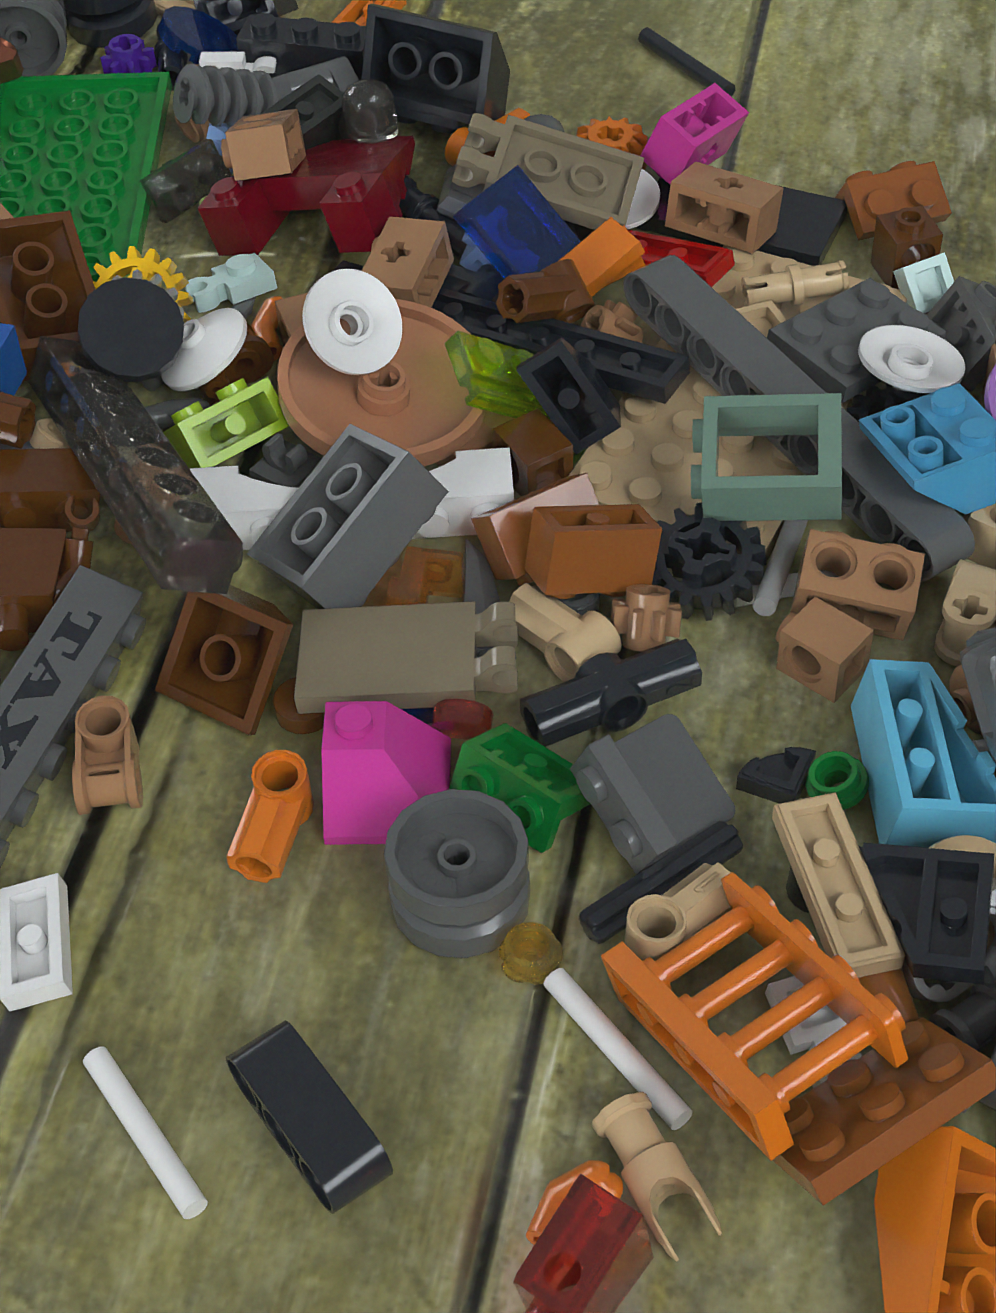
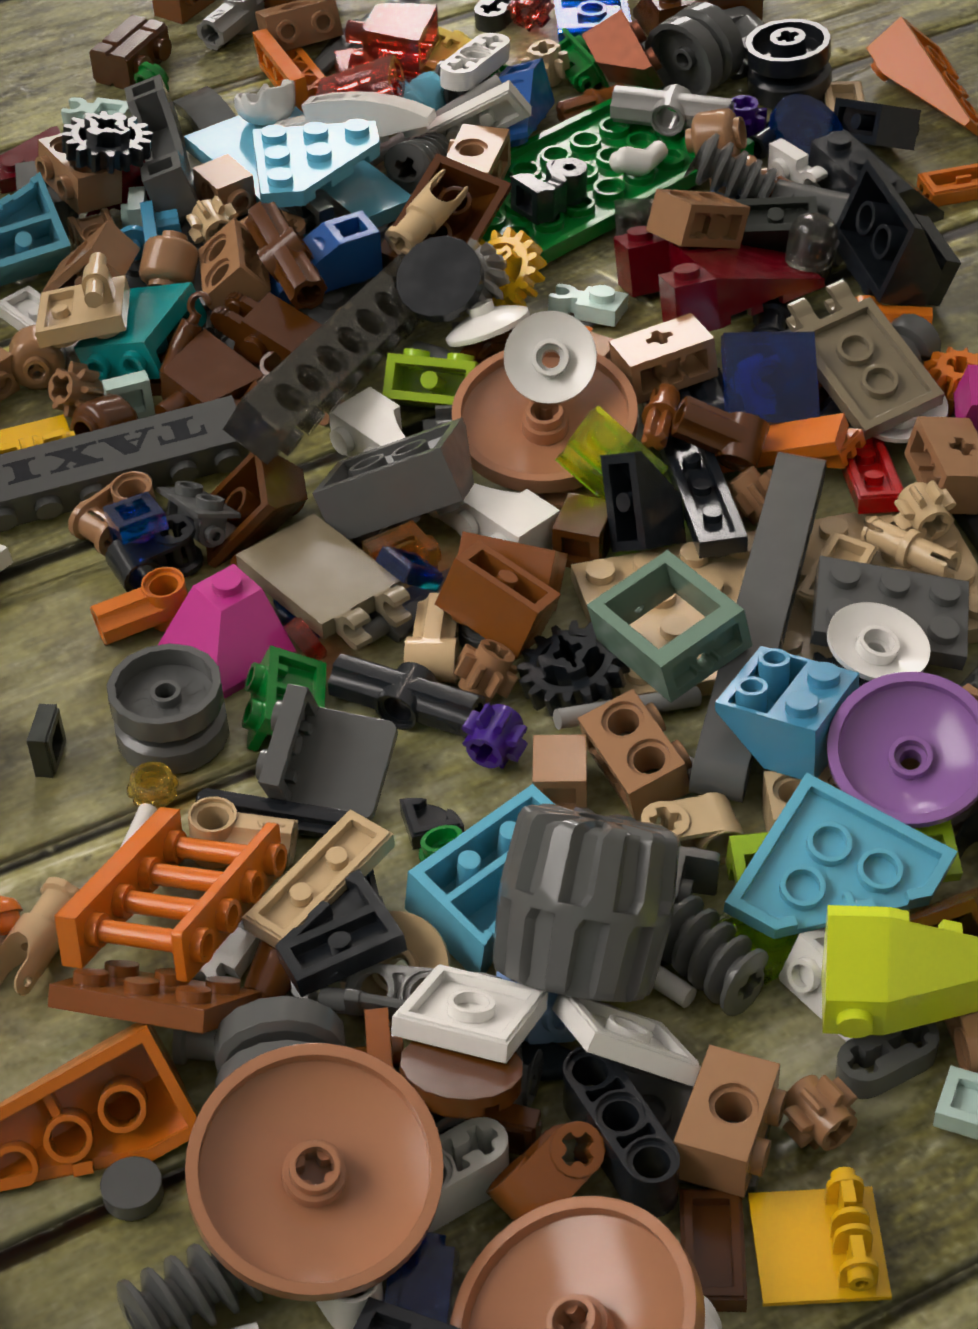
camera: 50 degrees right, 5 degrees down
(32, 290) = (422, 217): none -> tan piece
(57, 87) = (651, 107): none -> light grey piece
(78, 190) = (544, 200): none -> black leg
(106, 140) = (636, 160): none -> white arm
(149, 79) = (717, 121): none -> medium nougat head
(170, 695) = (204, 509): none -> dark grey hinge
(174, 738) = (135, 519): none -> clear blue bracket
(205, 762) = (134, 561): none -> black piece
(381, 1003) = (46, 740): none -> pearl dark grey tile
(460, 588) = (410, 568): none -> clear blue tile
(479, 316) = (659, 415): none -> dark orange axle
(734, 661) = (494, 735): none -> dark purple gear
(768, 247) = (925, 509): none -> tan gear

